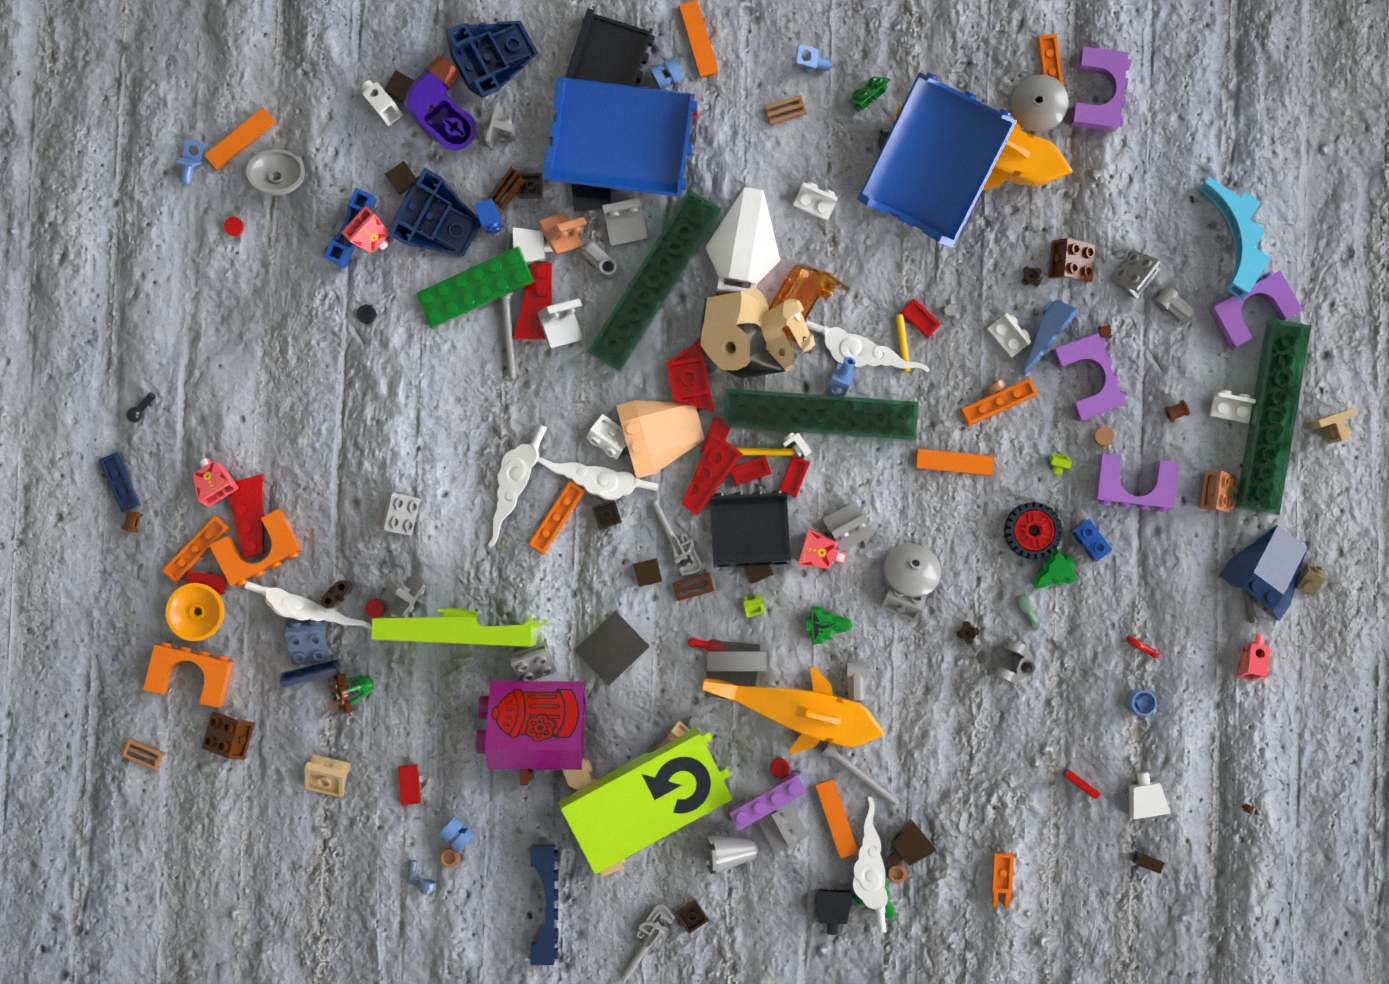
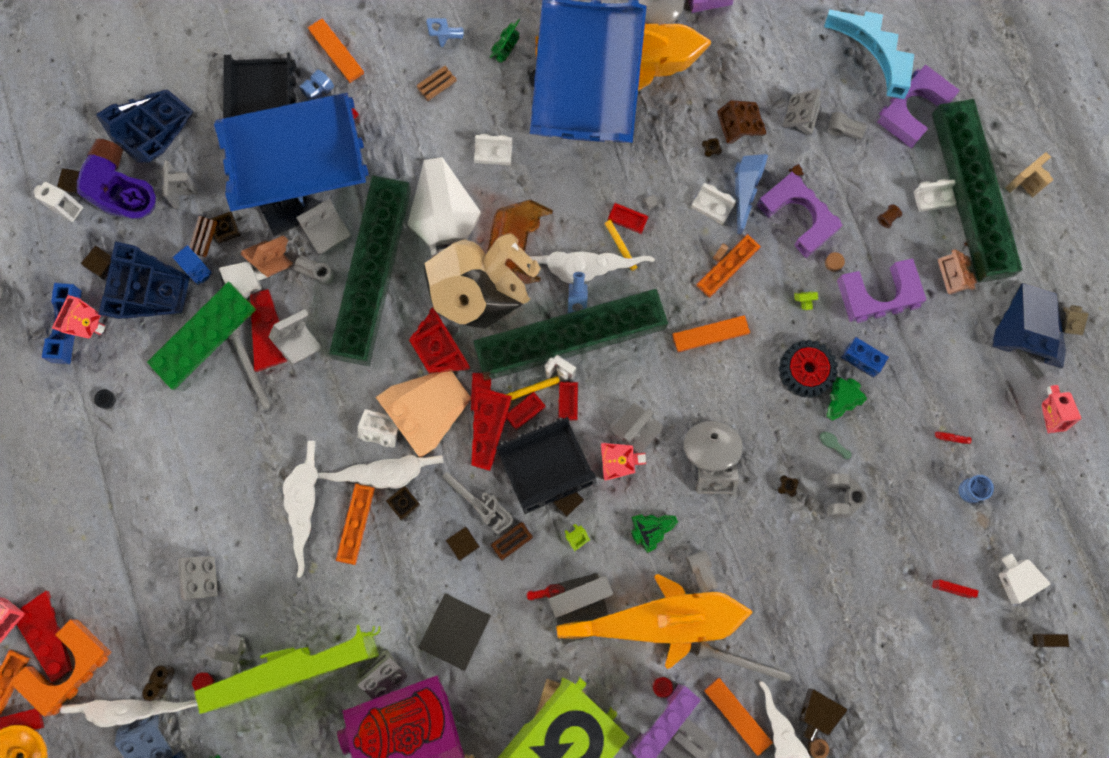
camera: 25 degrees left, 10 degrees down
(1002, 877) = (920, 712): orange hinge -> none

